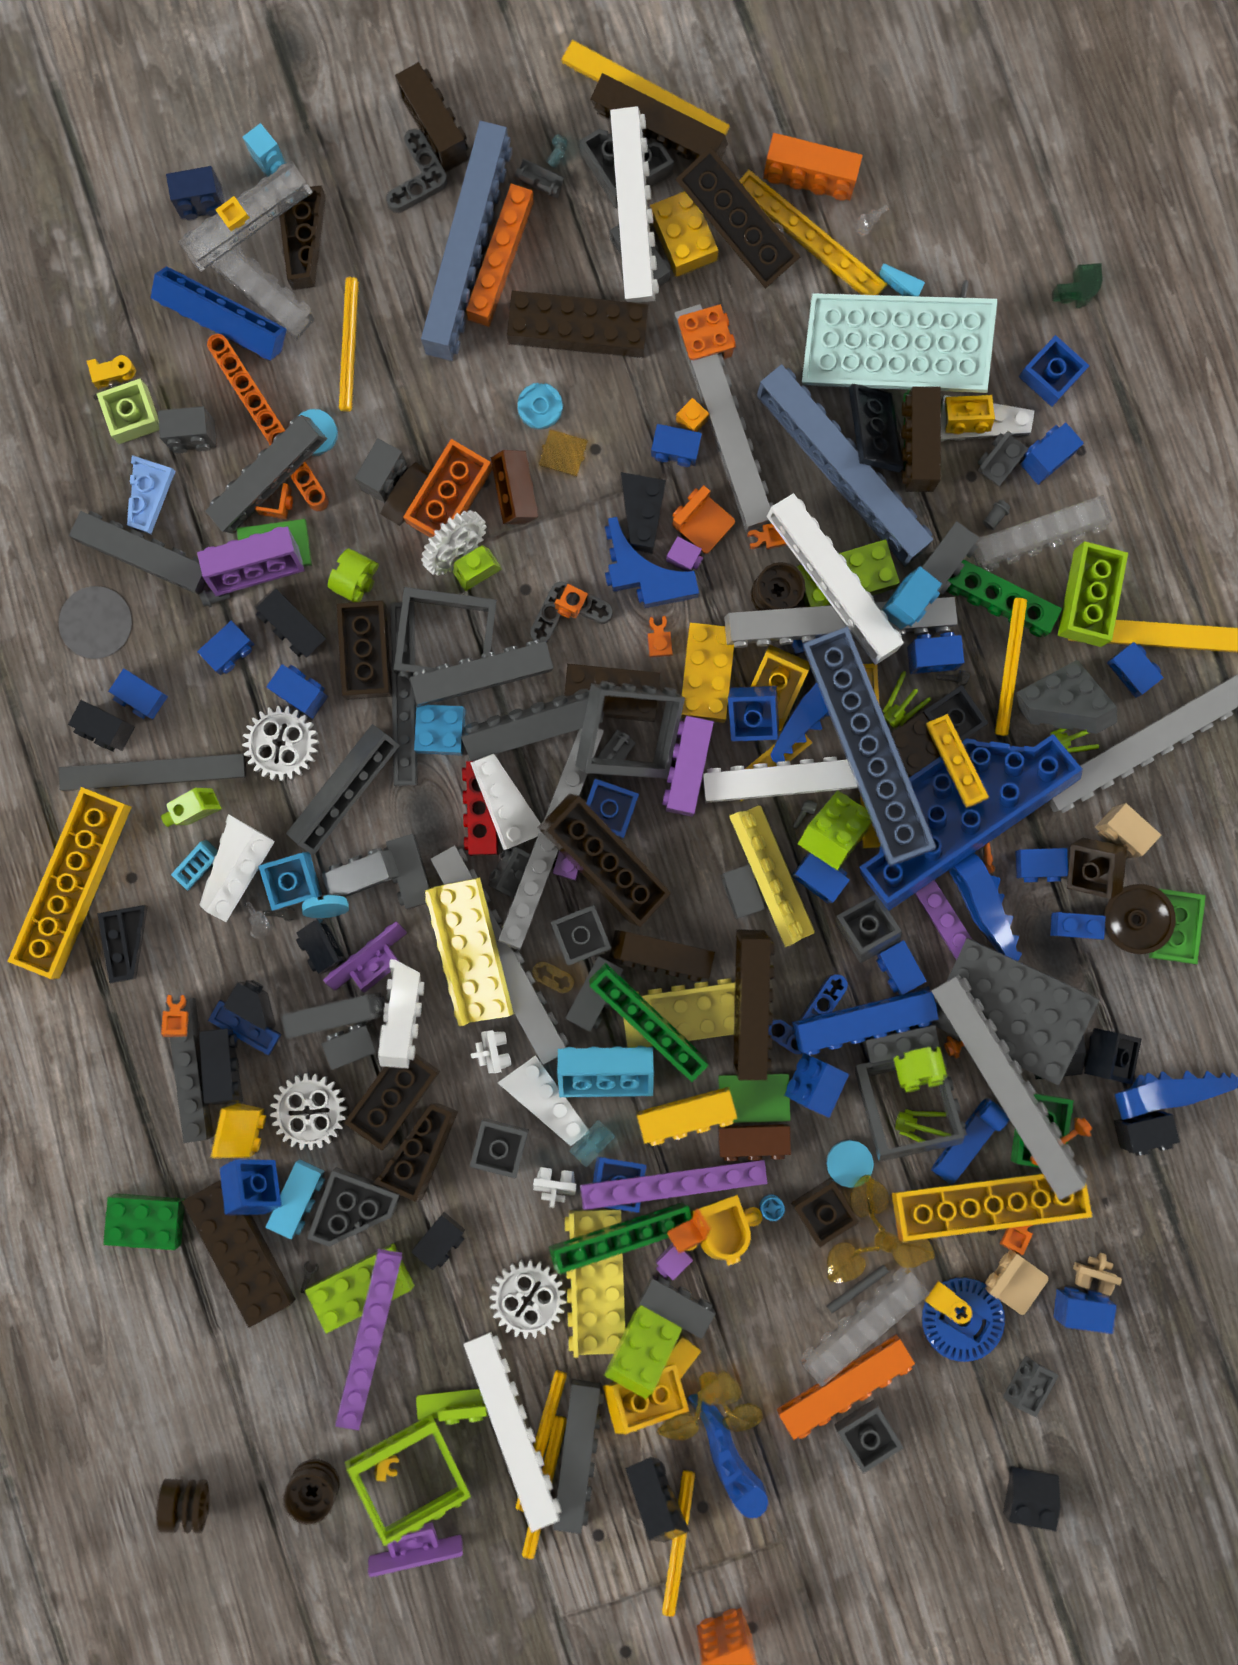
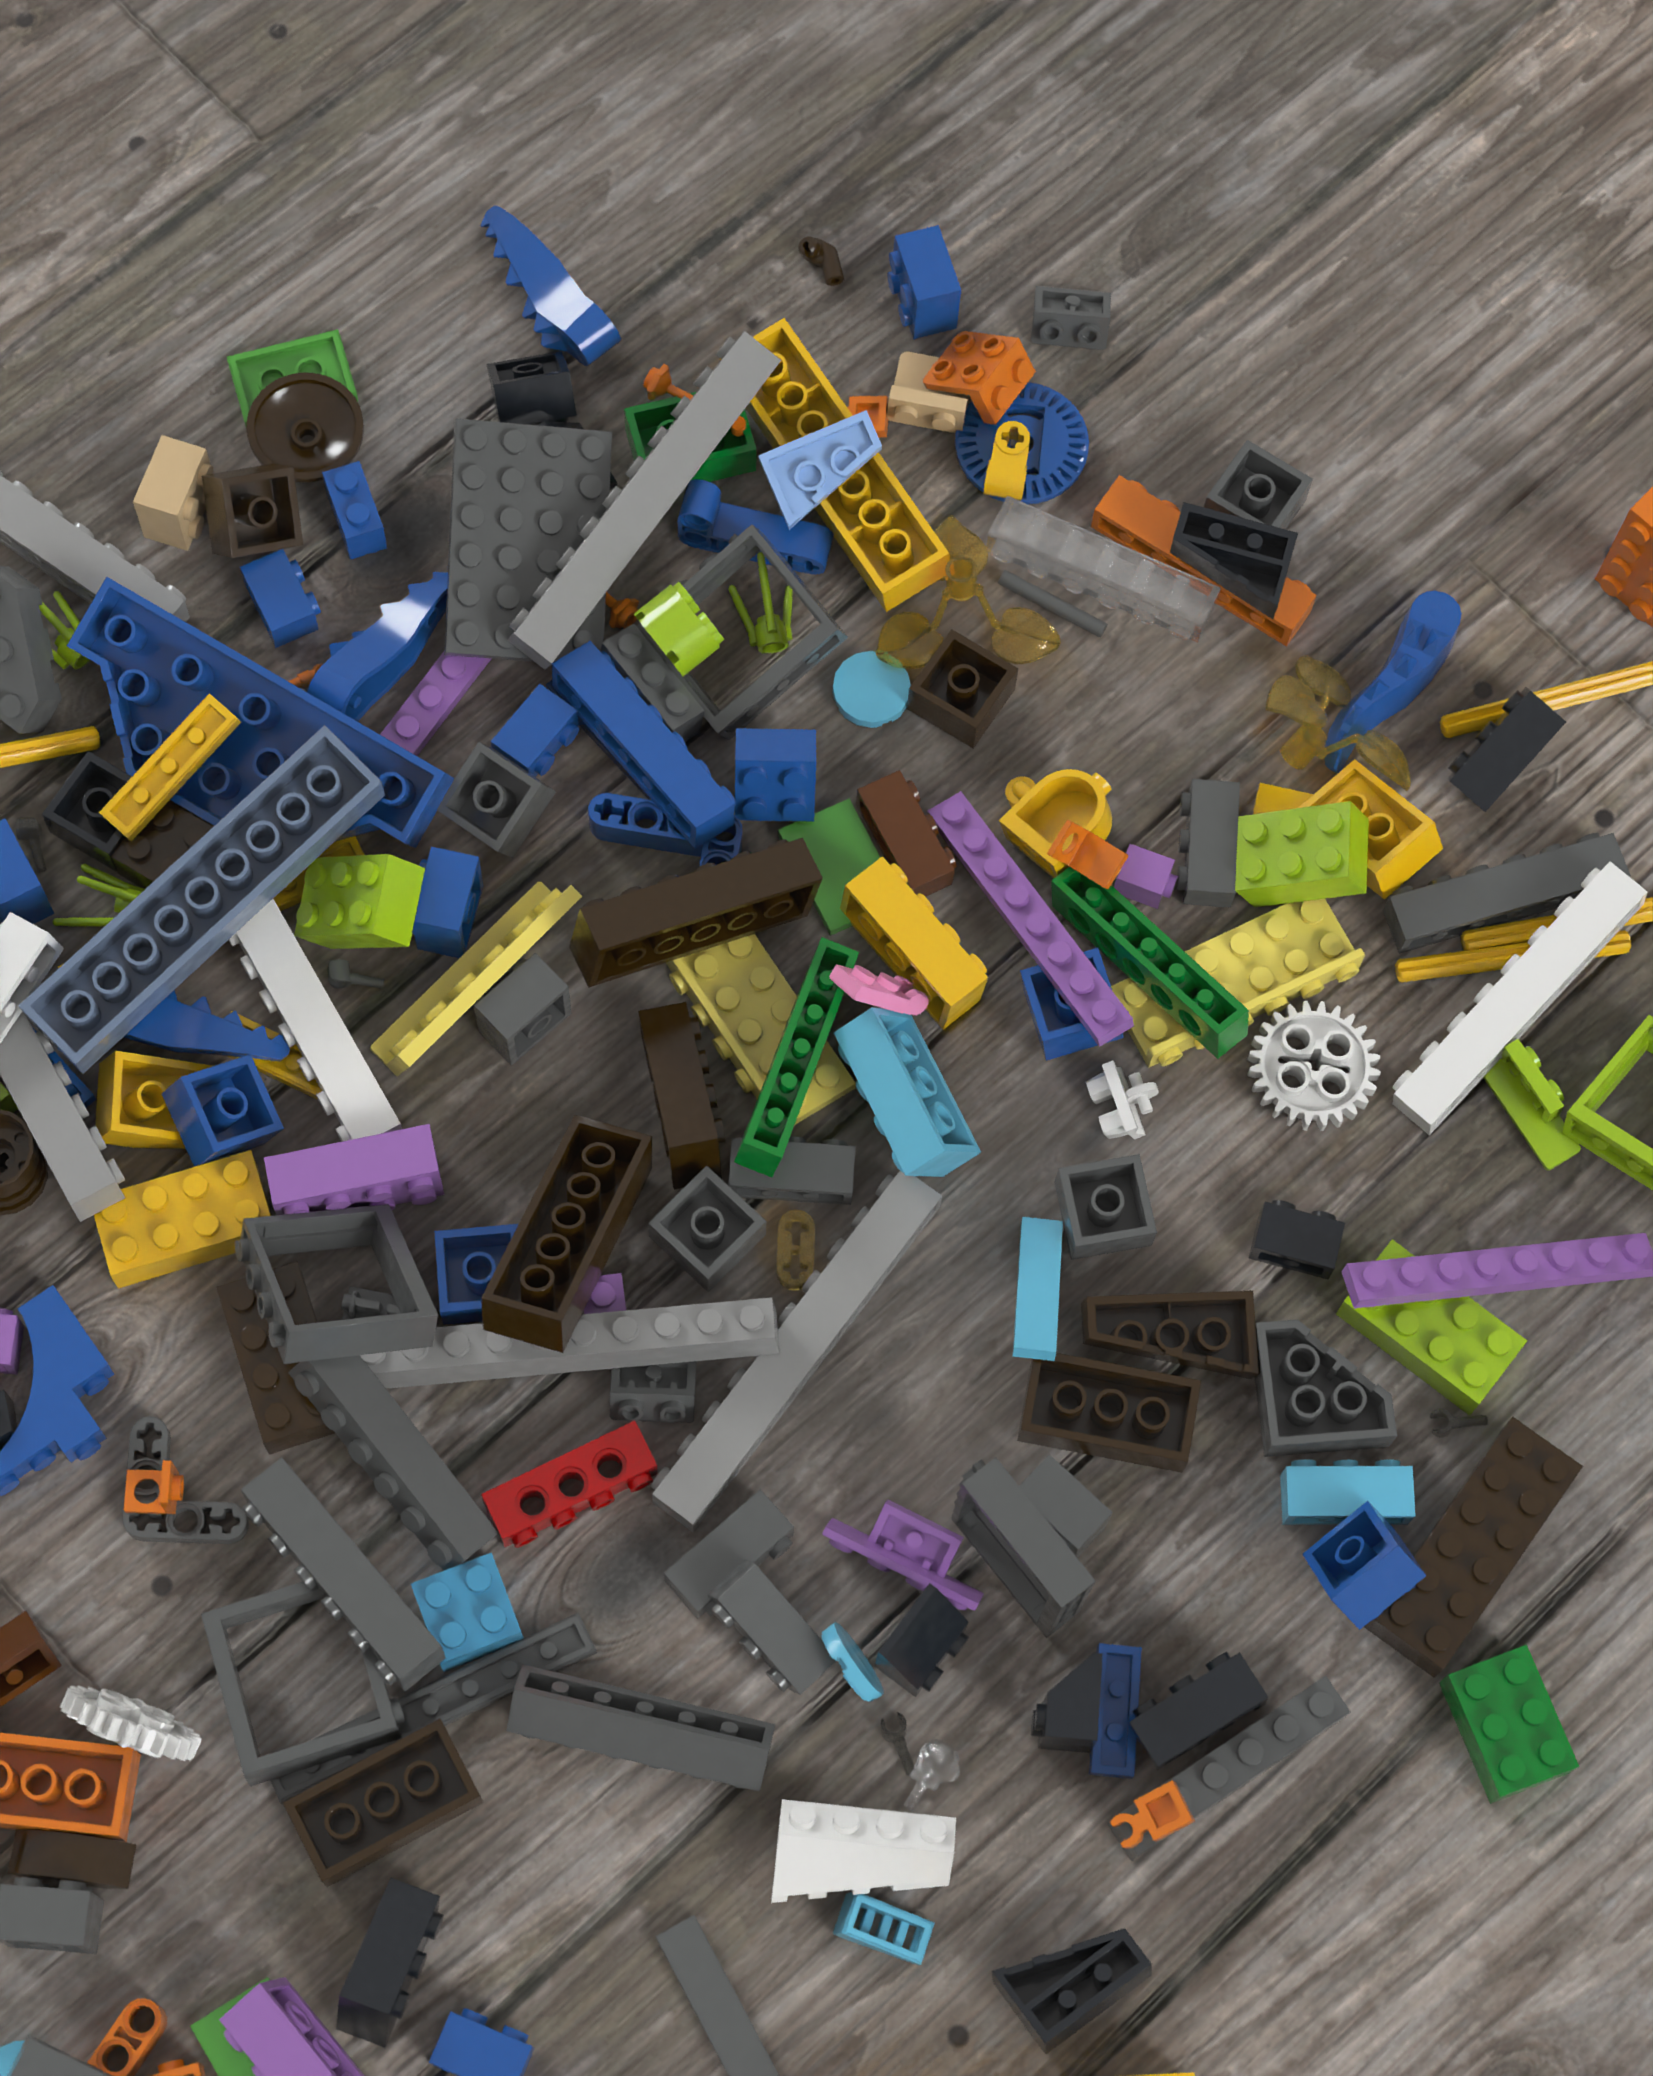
camera: 120 degrees left, 15 degrees down
(191, 807) = (777, 1965): lime torso -> none
(238, 1131) = (1286, 1629): yellow slope -> none
(260, 739) = (617, 1917): white gear -> none
(290, 880) = (835, 1743): dark azure brick -> none
(293, 688) = (504, 1881): blue brick -> none
(307, 1090) = (1165, 1556): white gear -> none
(353, 575) = (259, 1880): lime brick -> none
(400, 1016) = (1008, 1432): white wedge -> none
(468, 951) = (814, 1390): light yellow bracket -> none
(471, 1091) = (1038, 1289): none -> medium azure tile
(475, 567) = (160, 1679): lime torso -> none
(490, 1042) = (963, 1292): white hips -> none
(506, 805) = (547, 1439): white wing -> none
(540, 1095) = (993, 1183): white wing -> none
(592, 1143) = (1028, 1070): clear light blue hips -> none
(659, 641) = (162, 1322): orange plate -> none
(665, 1082) = (881, 990): none -> bright pink hinge
(772, 1212) = (993, 760): dark azure wheel -> none
(832, 1405) = (1236, 553): none -> black wedge
(989, 1192) = (818, 463): none -> light blue wing
(1014, 1316) = (986, 368): none -> orange bracket
(1033, 1498) = (1227, 252): black slope -> none
(1106, 1279) = (865, 274): tan hips -> none
(1130, 1261) = (824, 256): none -> dark brown arm
(1147, 1132) = (625, 295): black brick -> none

